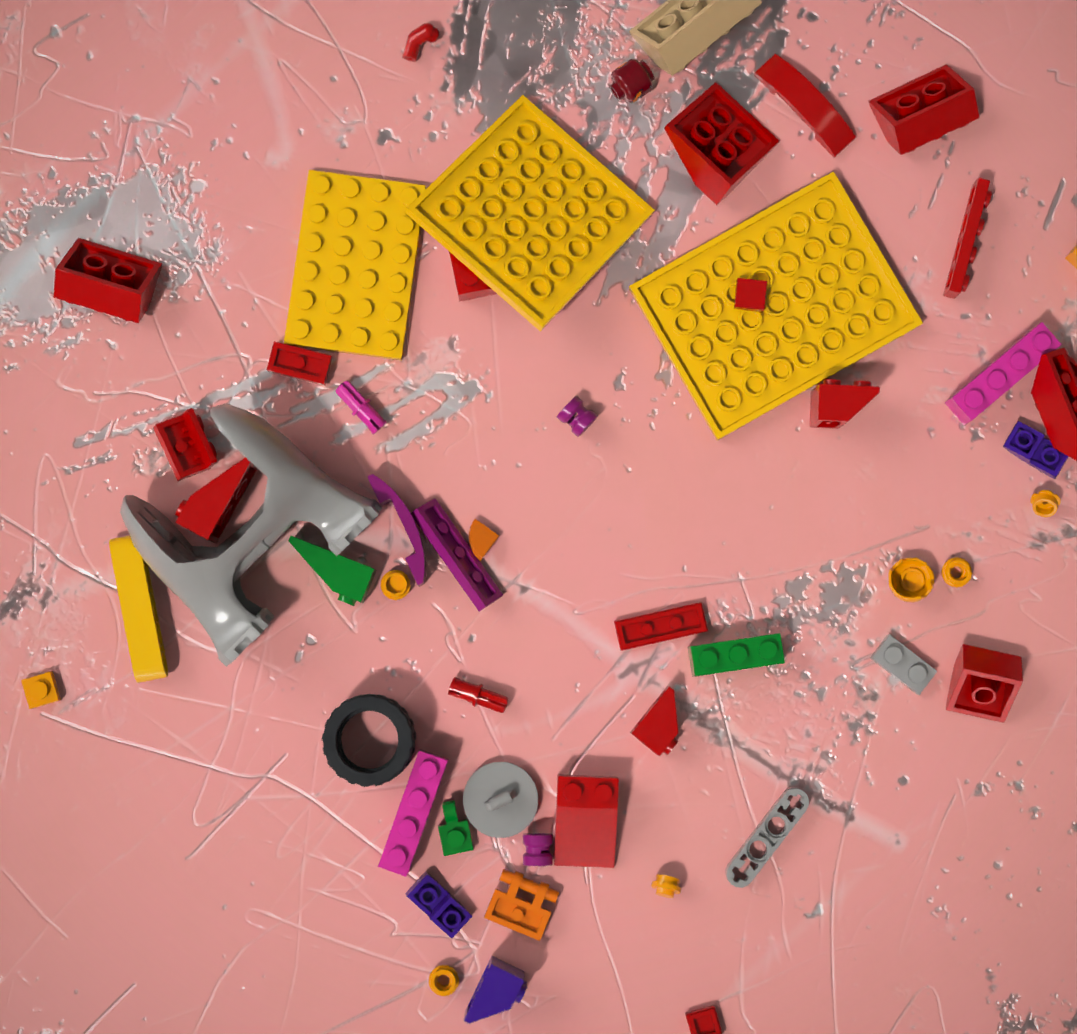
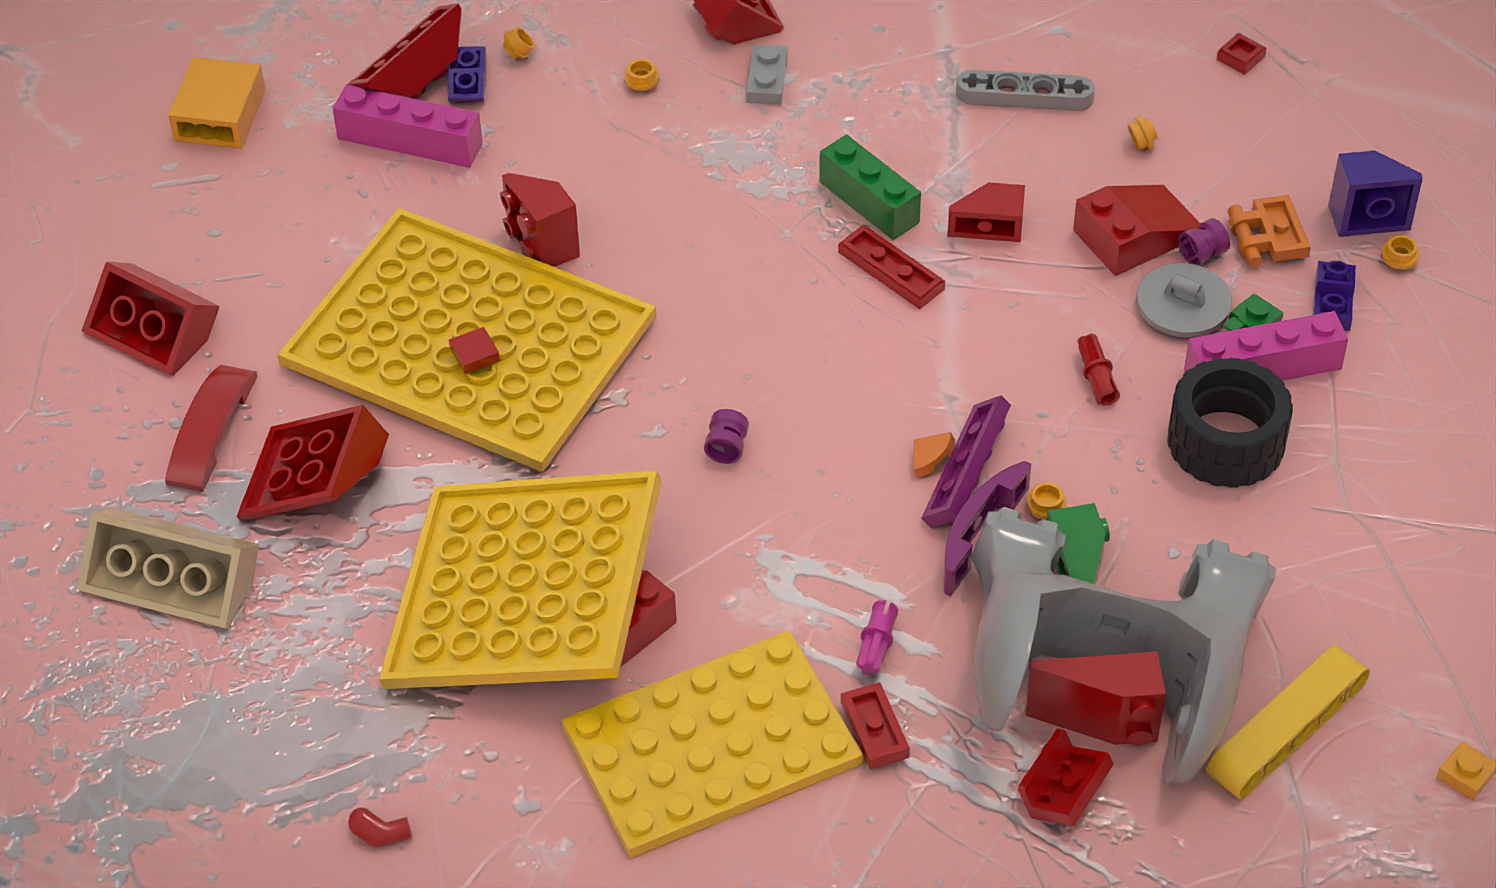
camera: 115 degrees left, 35 degrees down
(631, 80) = (289, 586): dark red head -> none
(911, 579) = (679, 97): light orange hair -> none
(970, 228) = (277, 218): red plate -> none

